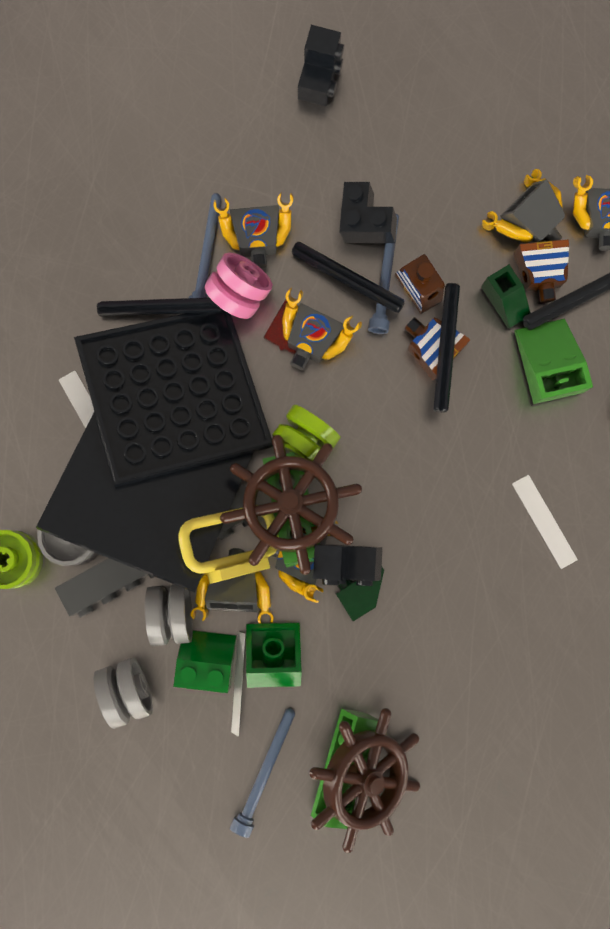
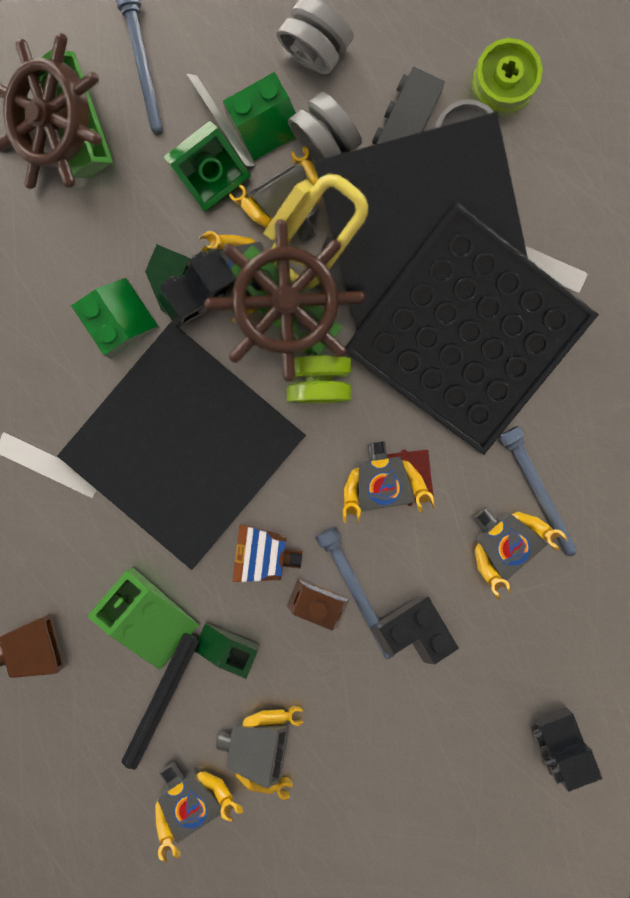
camera: 145 degrees right, 5 degrees up
(157, 306) = (544, 405): black axle -> none
(238, 285) = (484, 474): bright pink wheel -> none
(348, 277) = (390, 561): black axle -> none
(420, 592) = (114, 317): none -> green slope
(434, 472) = (181, 445): none -> black tile
(446, 348) = (248, 556): black axle -> none
(543, 267) = (213, 705): torso -> none

